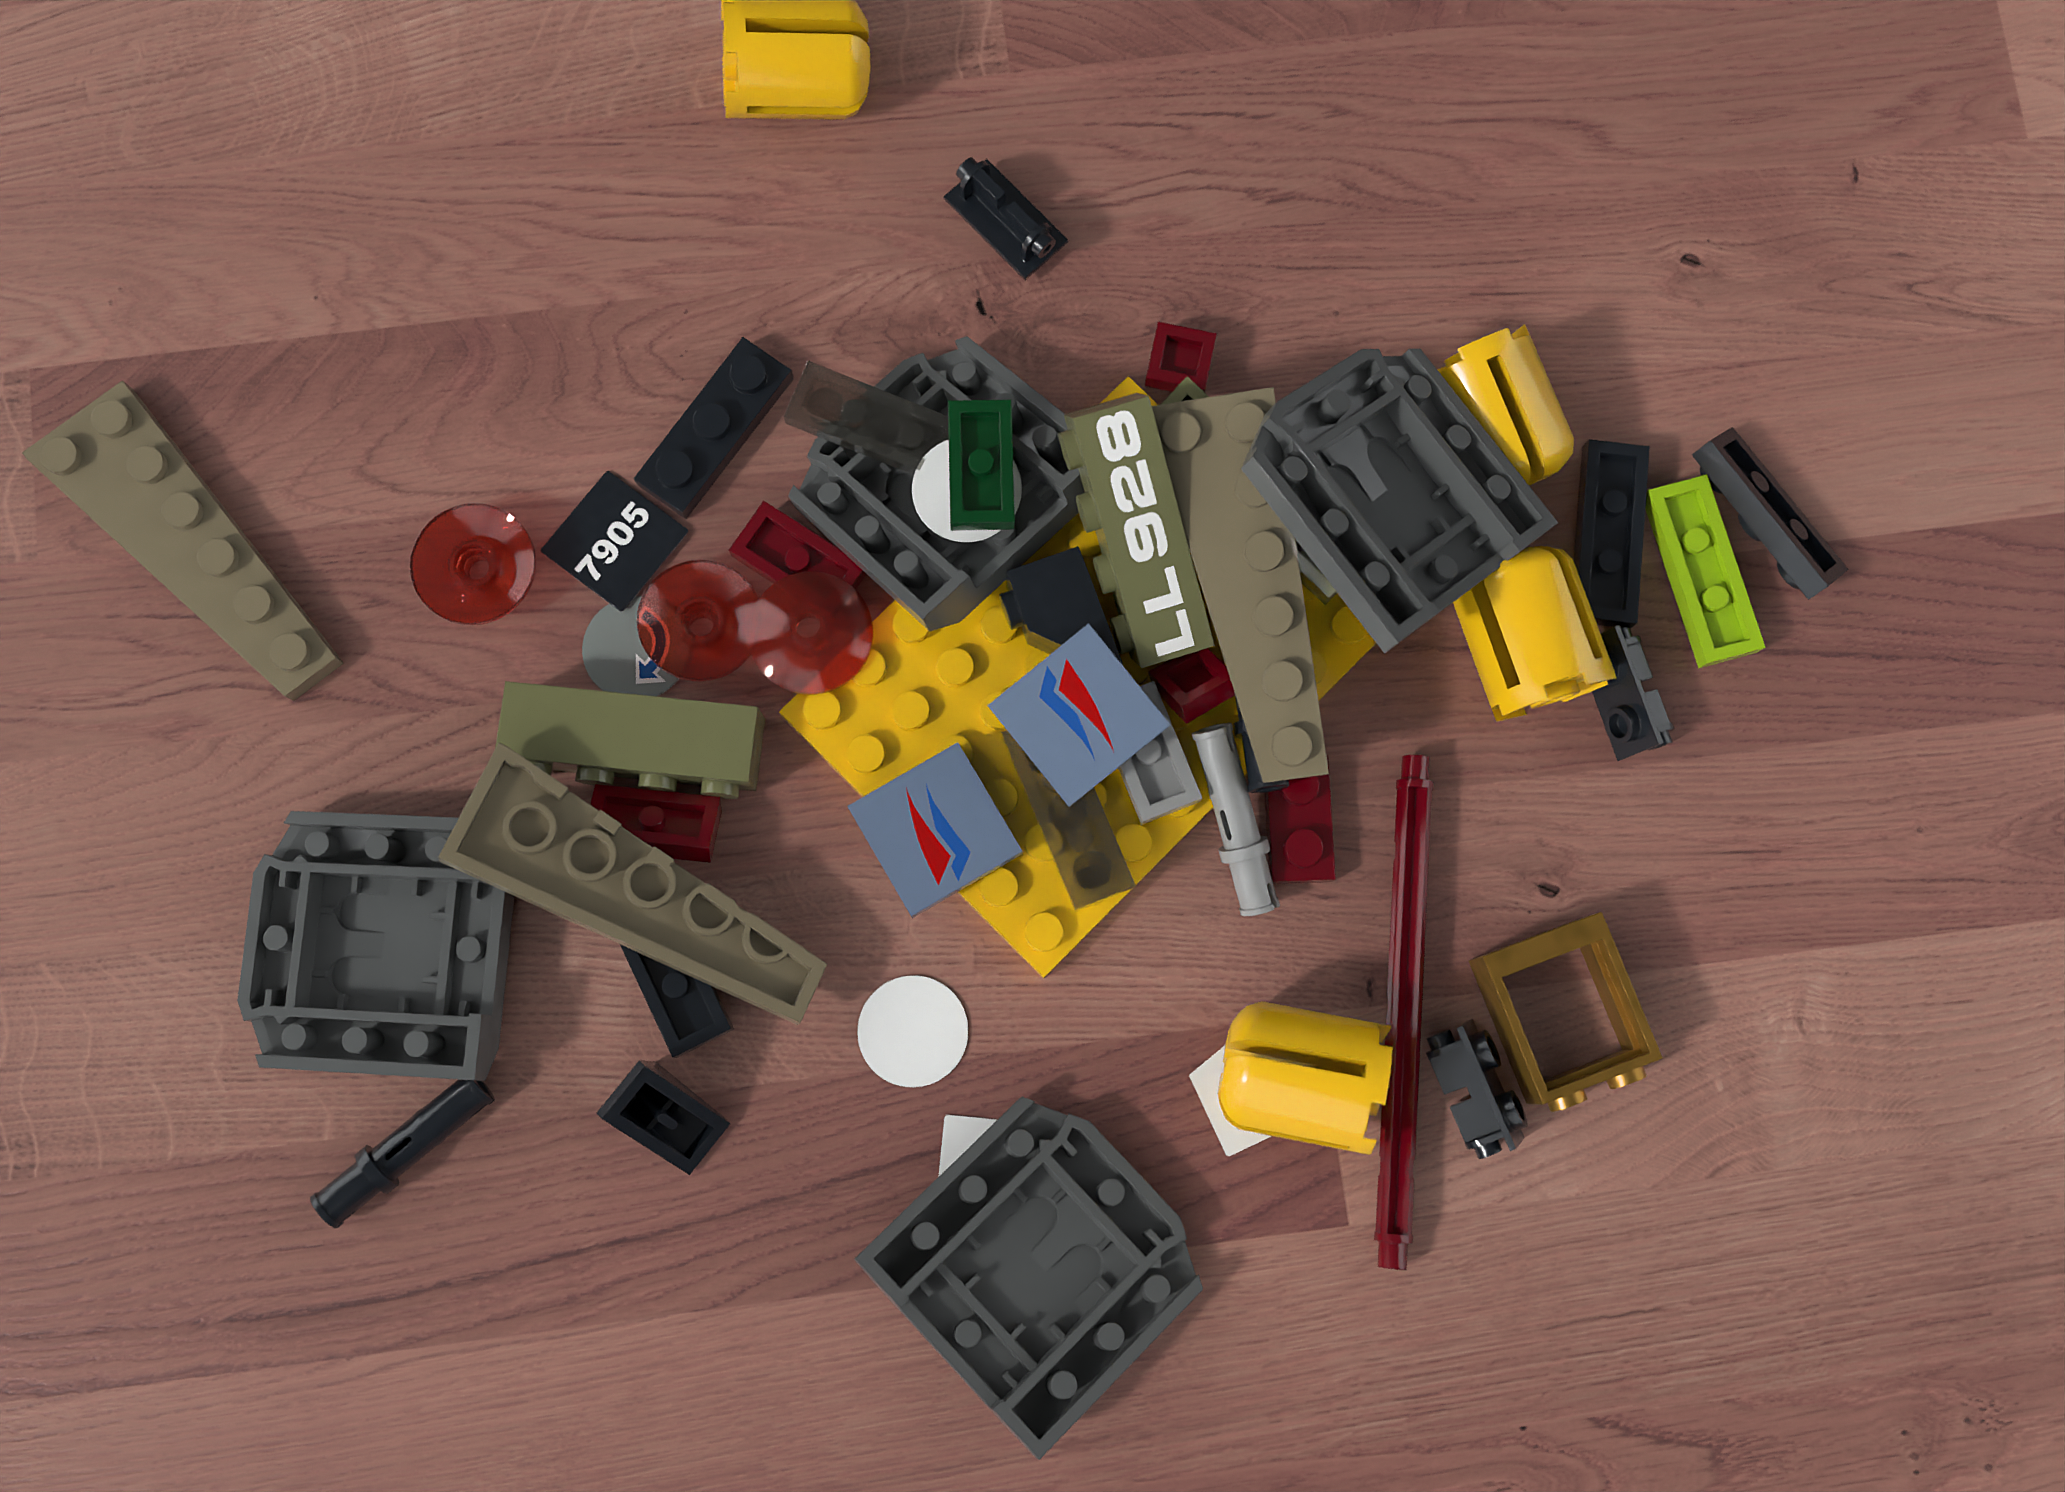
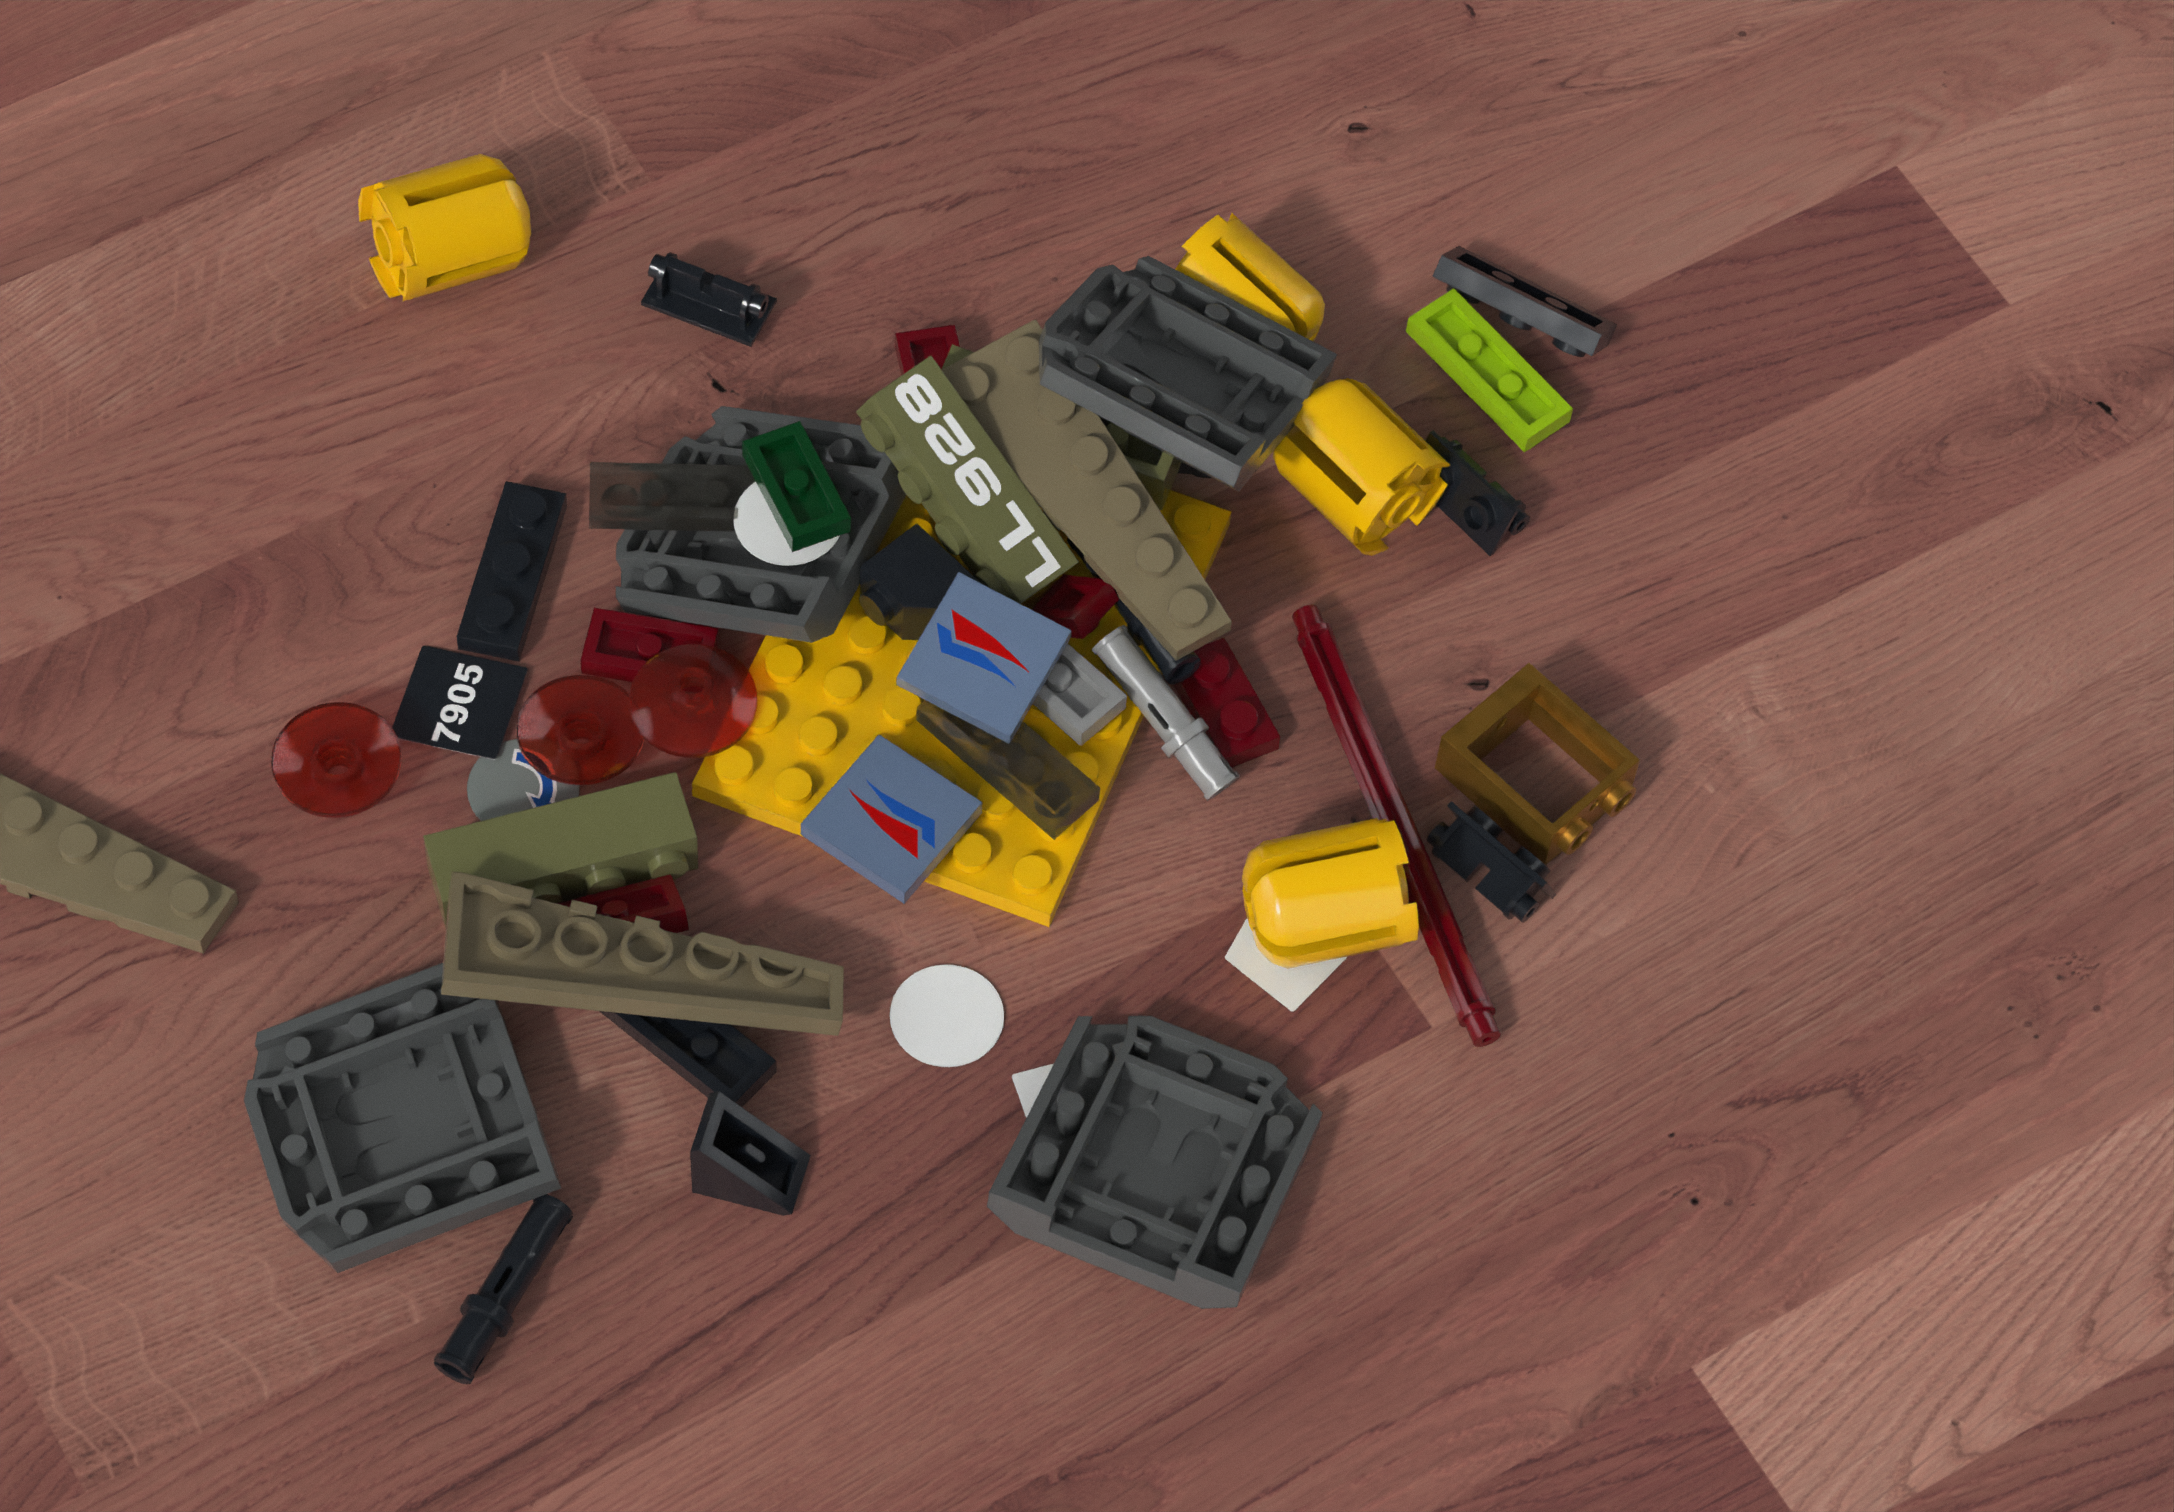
camera: 25 degrees left, 20 degrees down
(1611, 529) = (1389, 356): black plate -> none

